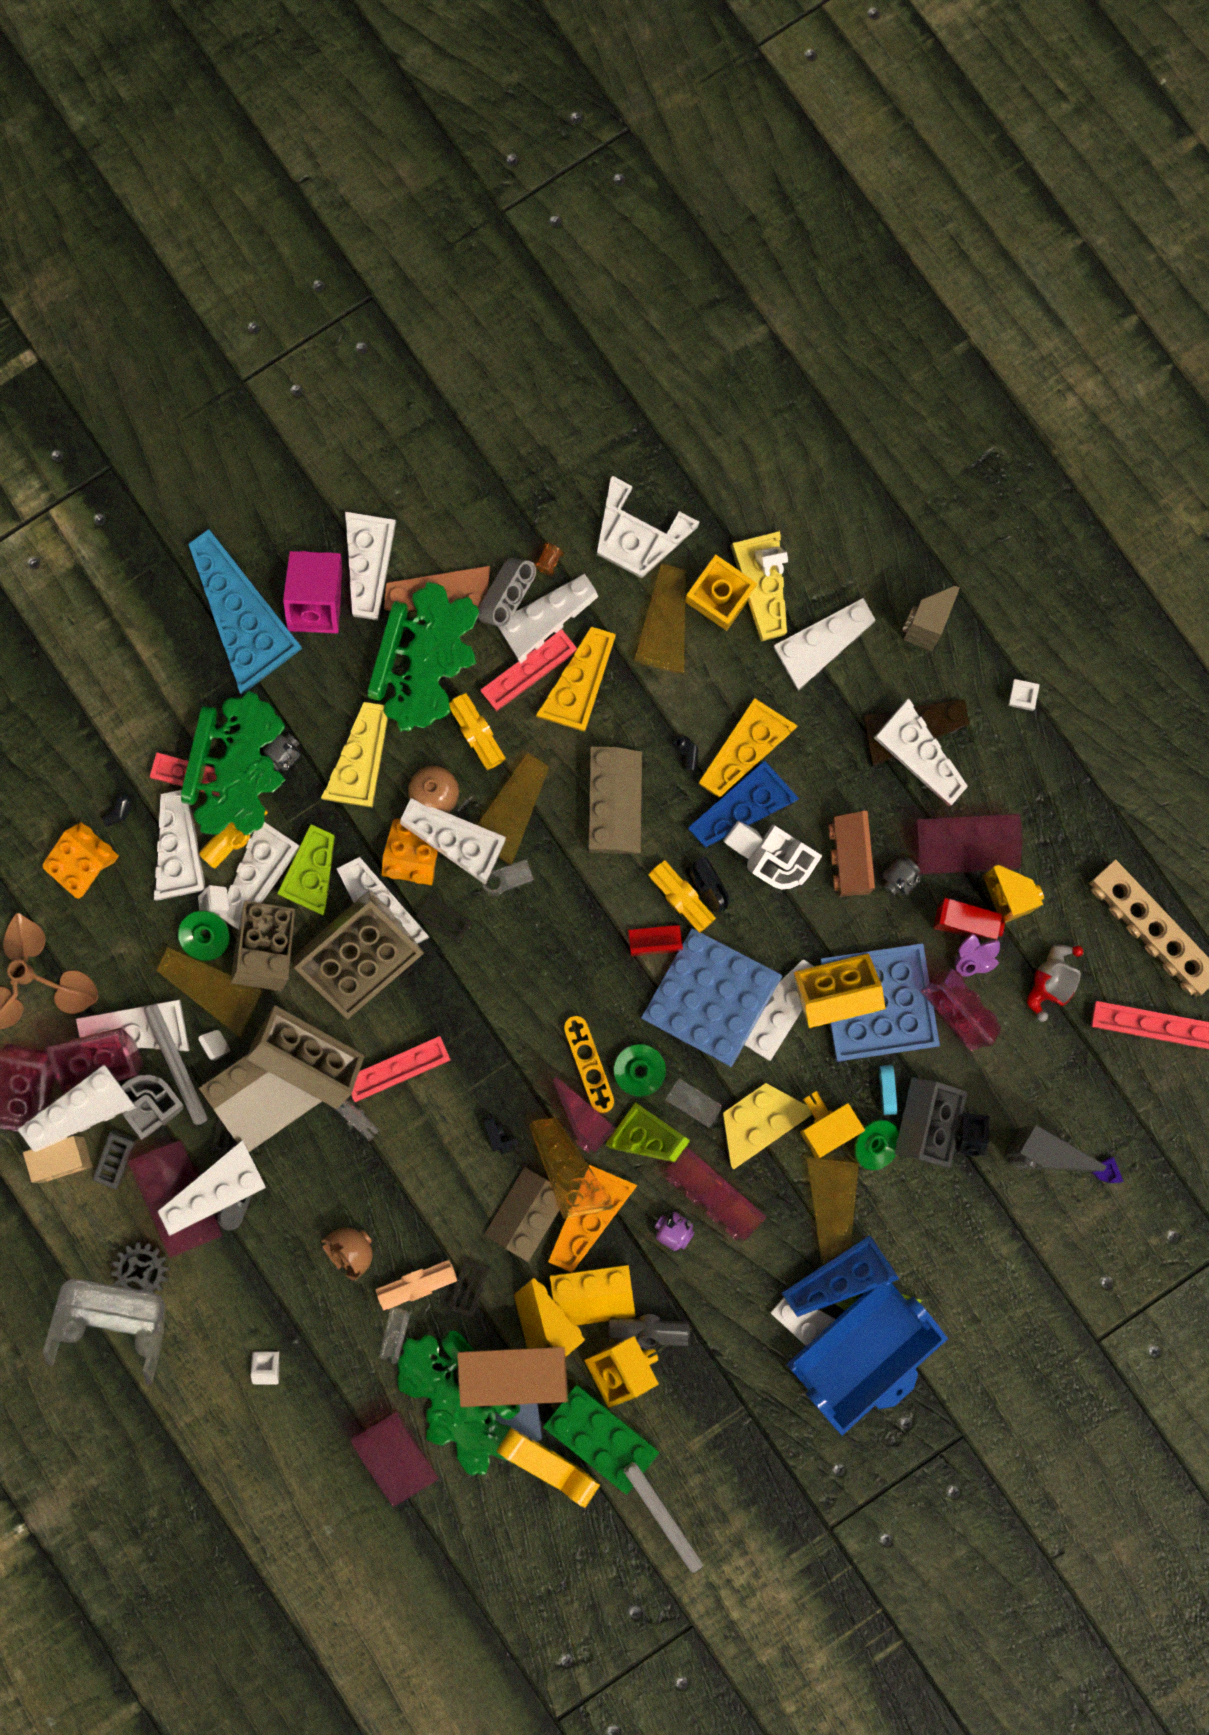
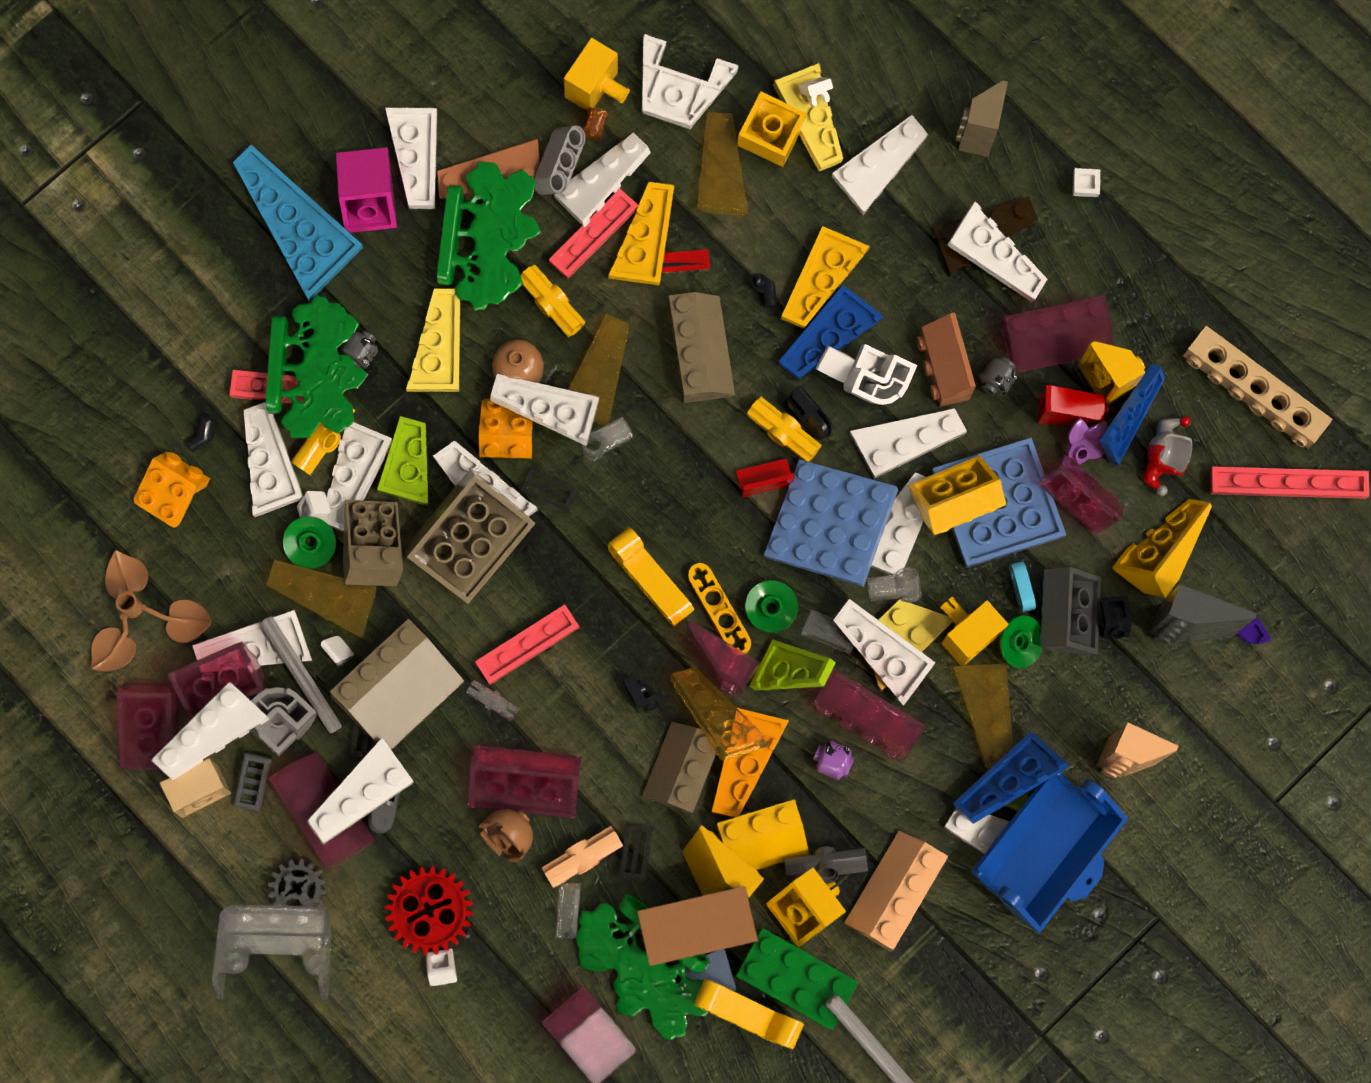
camera: 15 degrees left, 5 degrees down
(269, 1336) = (439, 933): none -> red gear
(306, 1057) = (434, 643): dark tan slope -> none
(373, 1202) = (524, 781): none -> clear pink slope
(527, 1023) = (649, 577): none -> yellow beam
(554, 512) = (594, 76): none -> yellow brick
(615, 710) = (686, 261): none -> red sticker
(712, 1367) = (895, 890): none -> light nougat slope
(745, 1137) = (890, 655): none -> white wing
(770, 1070) = (902, 585): none -> clear piece
(796, 925) = (901, 441): none -> white wing
(961, 1276) = (1132, 750): none -> light nougat slope
(1021, 942) = (1128, 420): none -> blue wing
(1029, 1083) = (1160, 558): none -> yellow wedge

